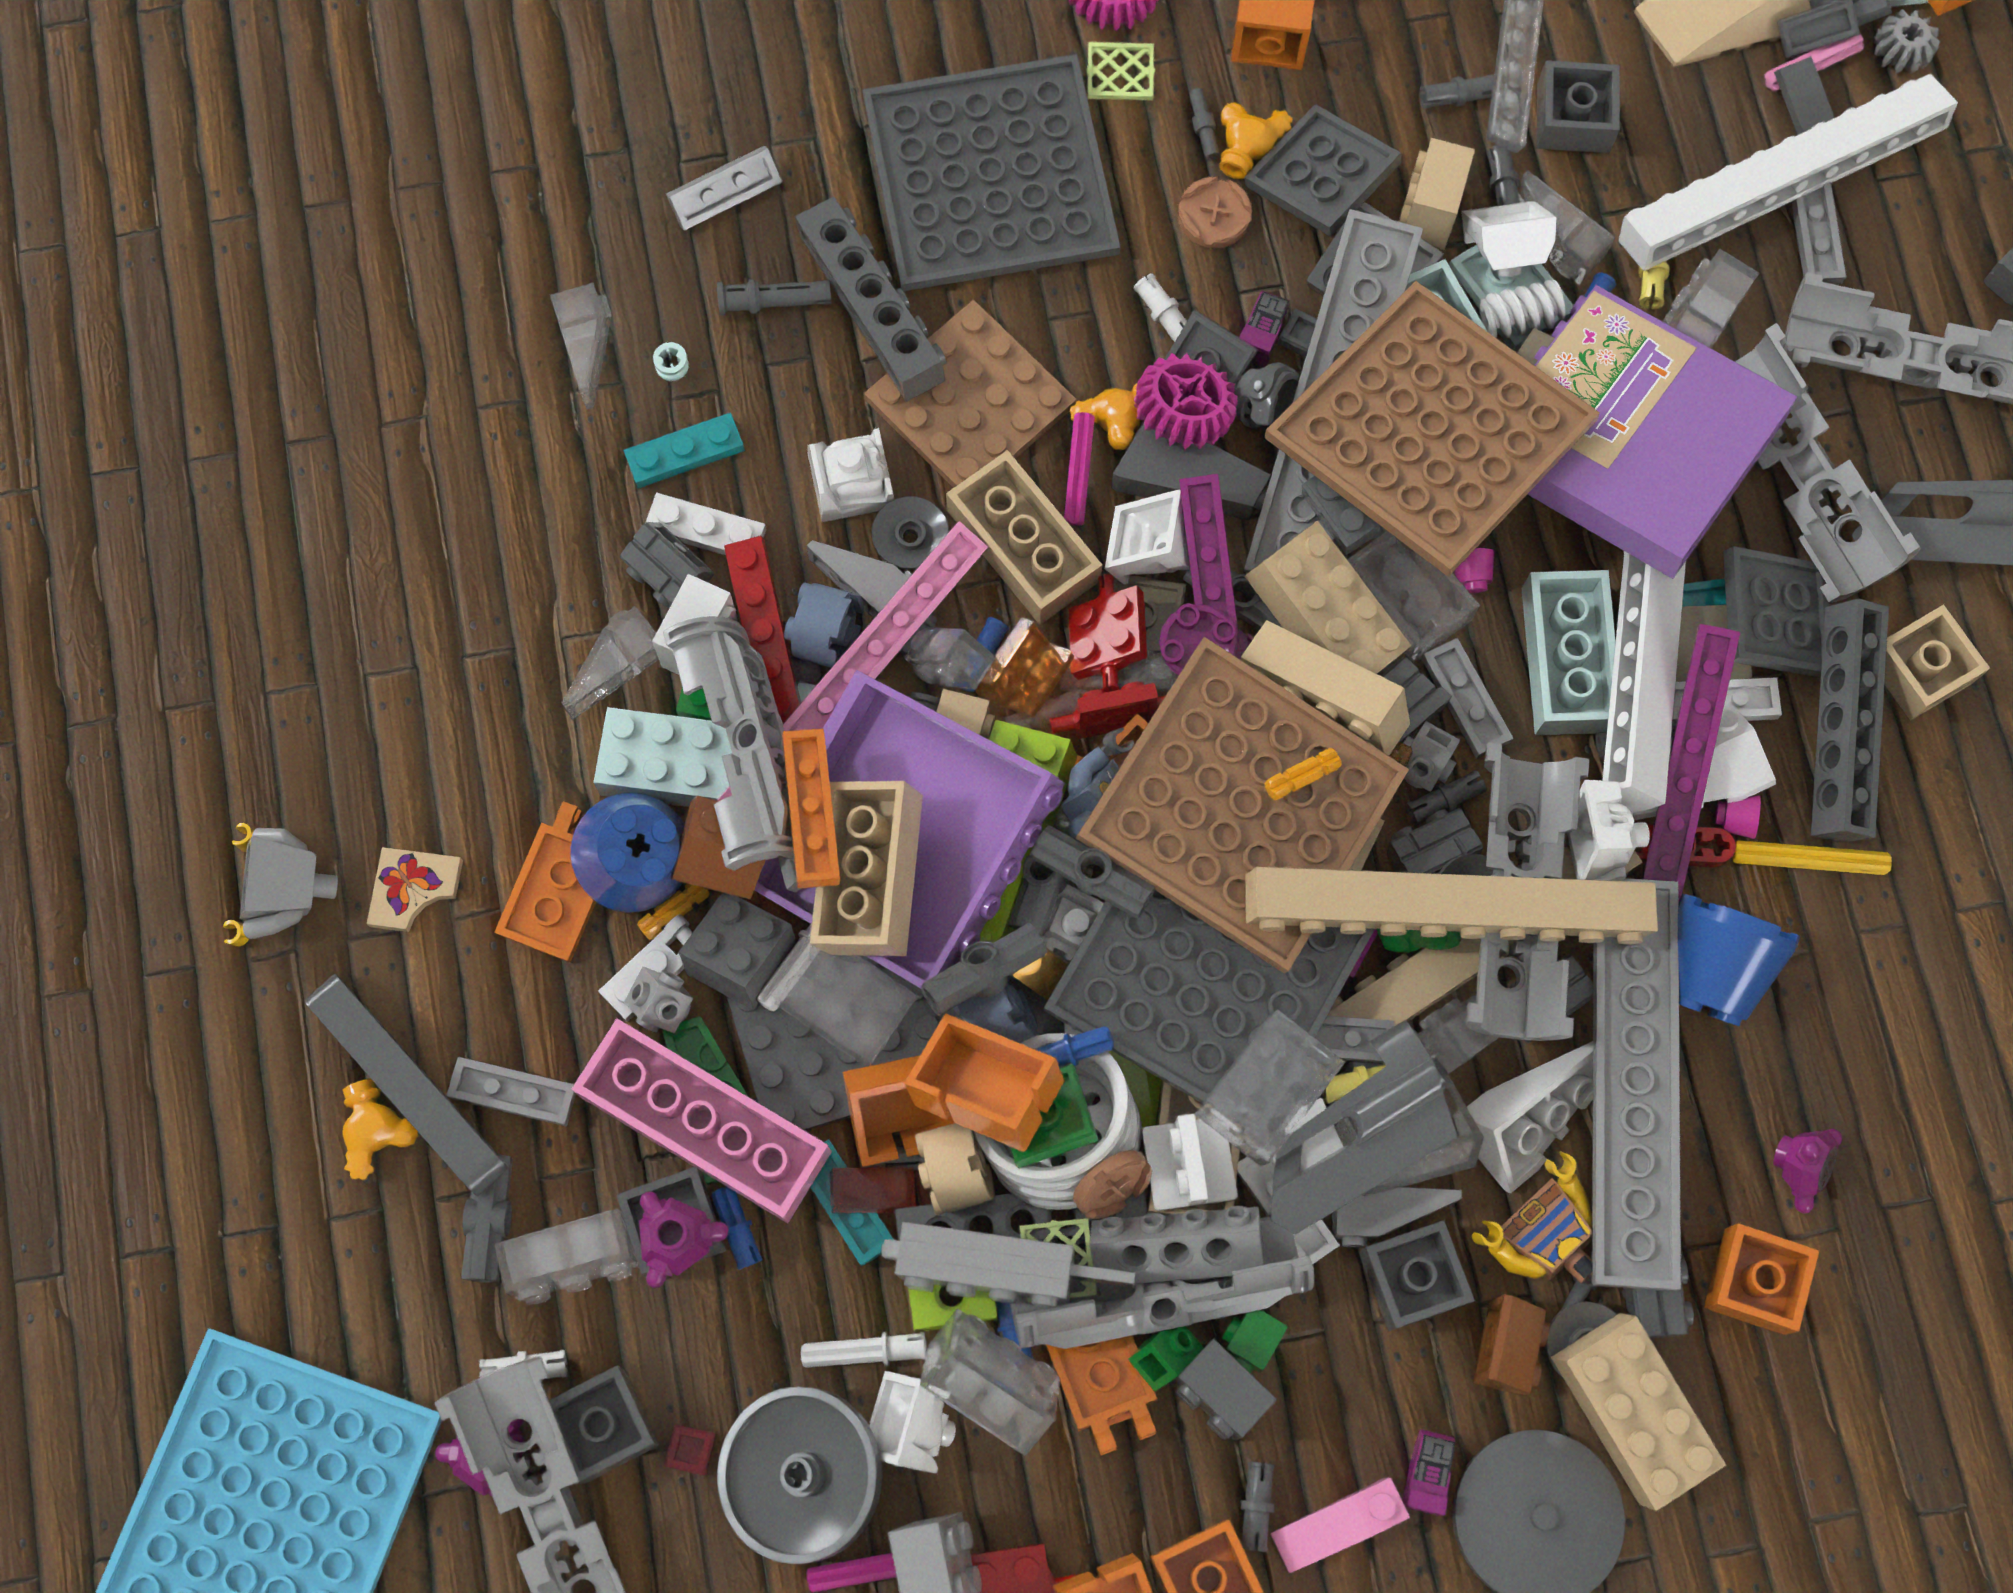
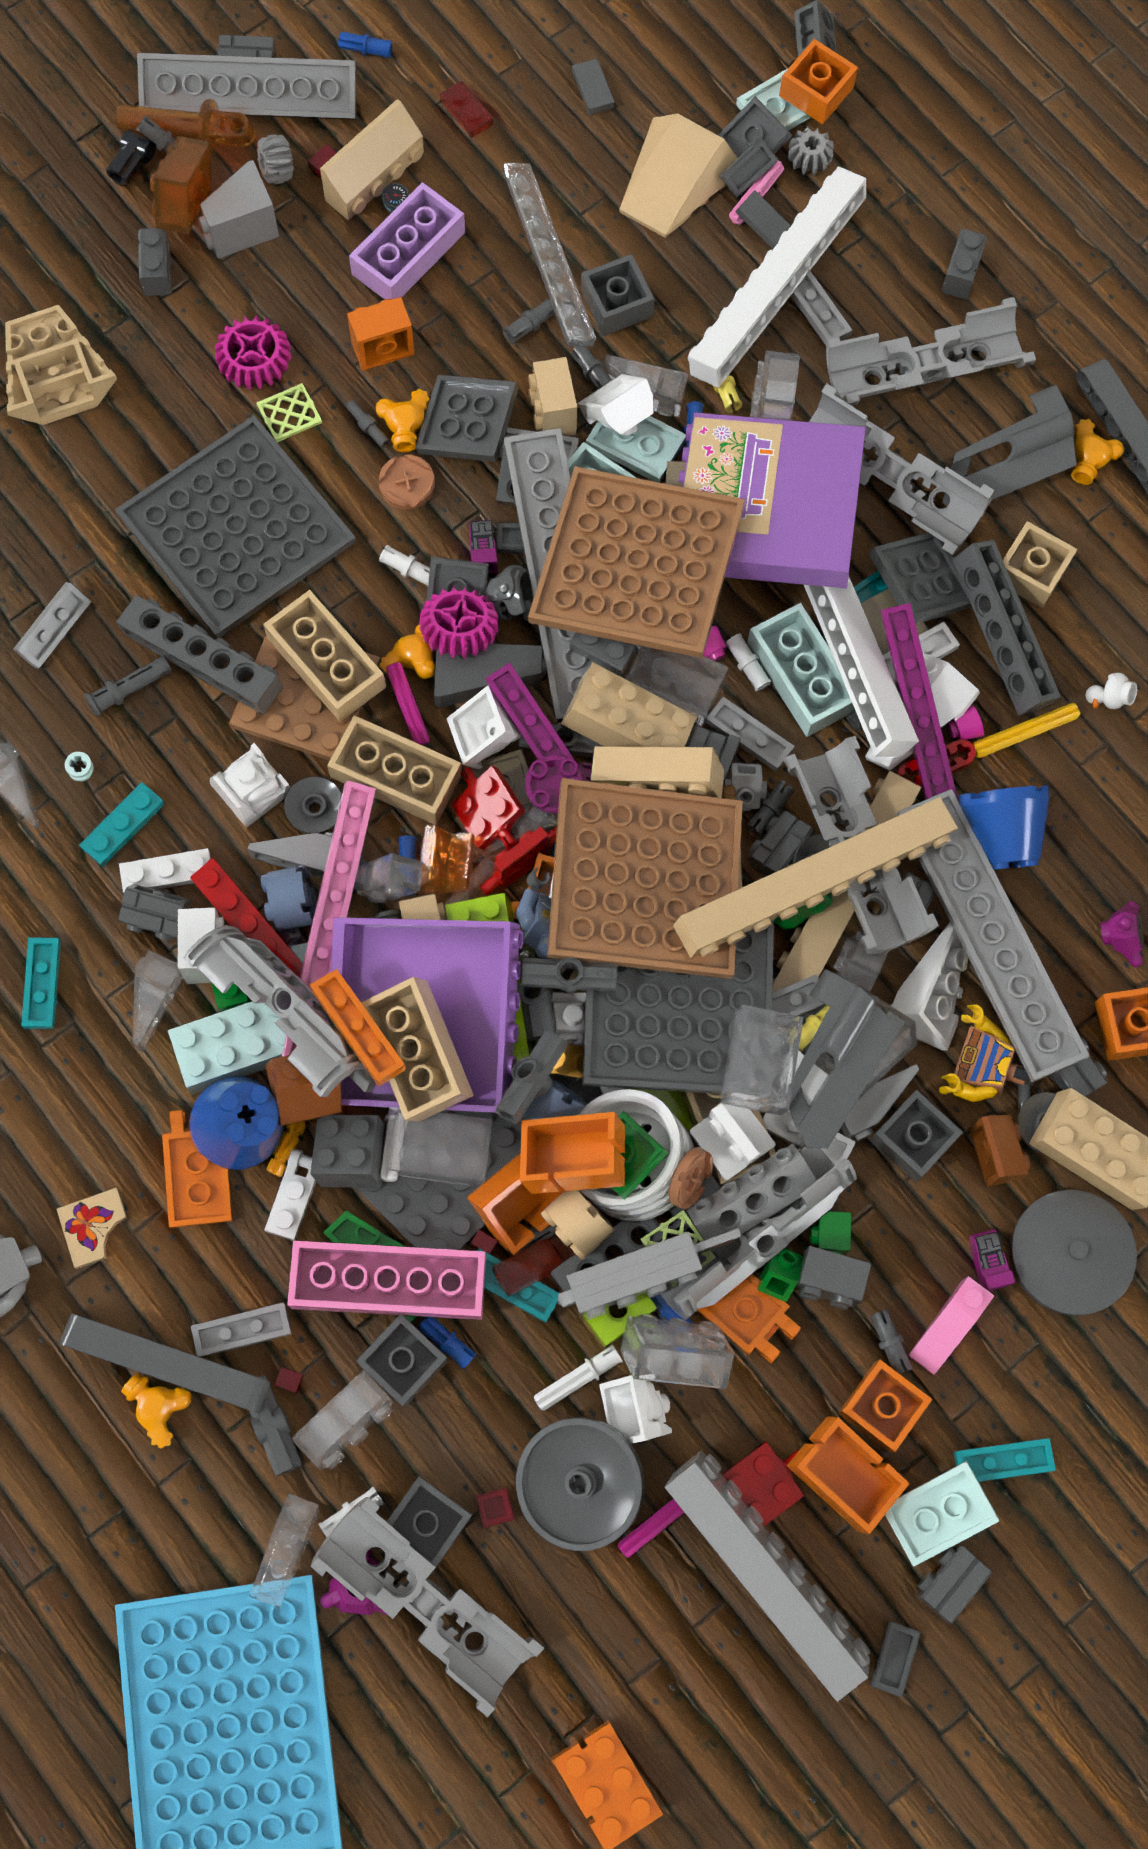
camera: 30 degrees left, 0 degrees up
(425, 1368) = (284, 1550): none -> clear slope
(499, 585) = (41, 983): none -> teal plate
(535, 1177) = (289, 1380): none -> dark red piece
(659, 1000) = (312, 1214): light grey brick -> none
(674, 1236) = (412, 1368): magenta rock -> none
(839, 1136) = (484, 1242): none -> dark red piece
(1010, 366) = (324, 655): none -> tan brick
(1079, 1046) = (621, 1096): blue axle -> none
(1303, 774) = (676, 838): light orange axle -> none
(1510, 612) = (748, 662): none -> white pin
(1522, 307) = (652, 450): white piece -> none
(1604, 833) = (890, 780): white brick -> none
(1949, 867) = (1116, 693): none -> white animal

